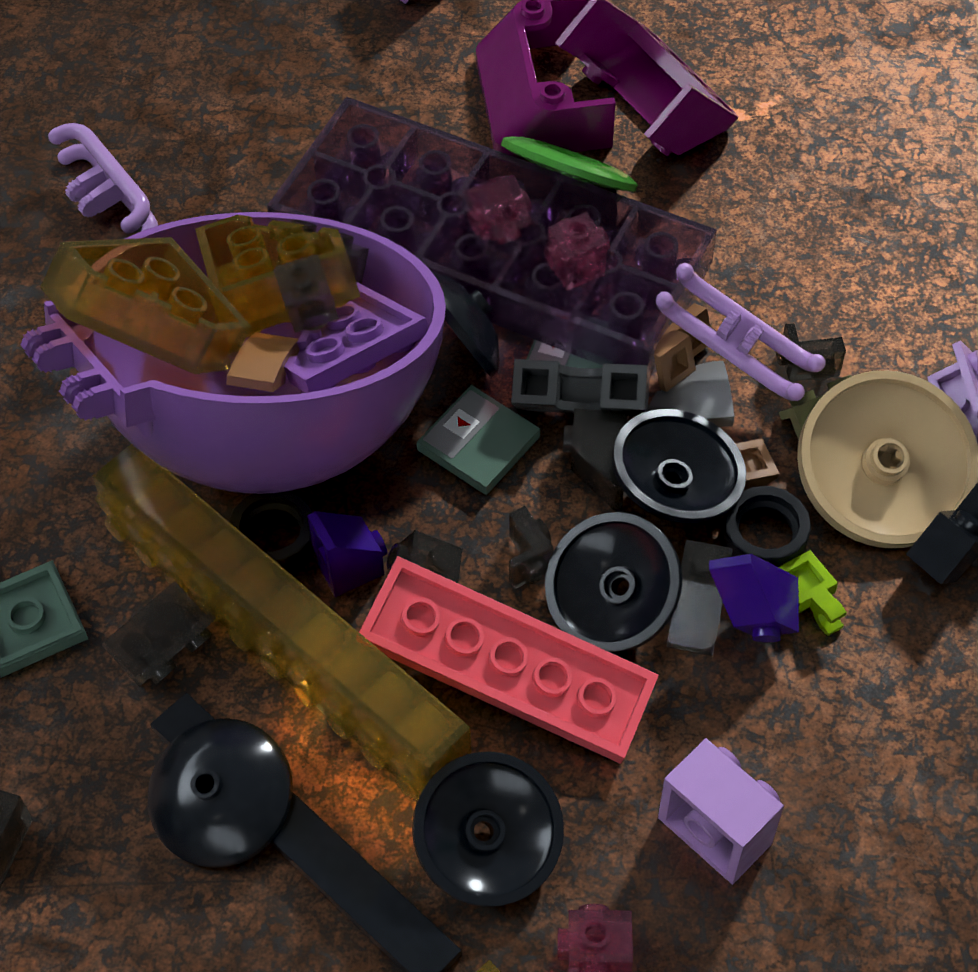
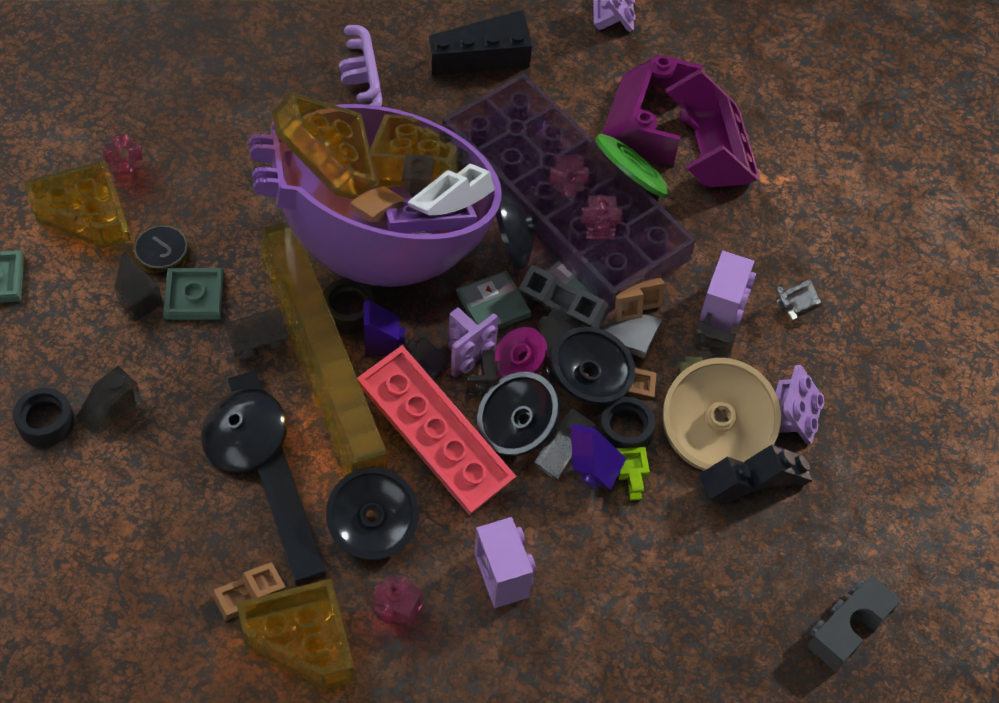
camera: 20 degrees right, 0 degrees up
(260, 85) = (482, 46): none -> black wedge
(369, 295) = (453, 191): none -> white slope
(481, 506) = (469, 339): none -> lavender bracket
(550, 481) = (518, 344): none -> dark pink dish
(738, 335) = (670, 304): lavender piece -> none
(797, 281) = (728, 291): none -> lavender brick
(888, 255) = (798, 299): none -> clear smoke bracket

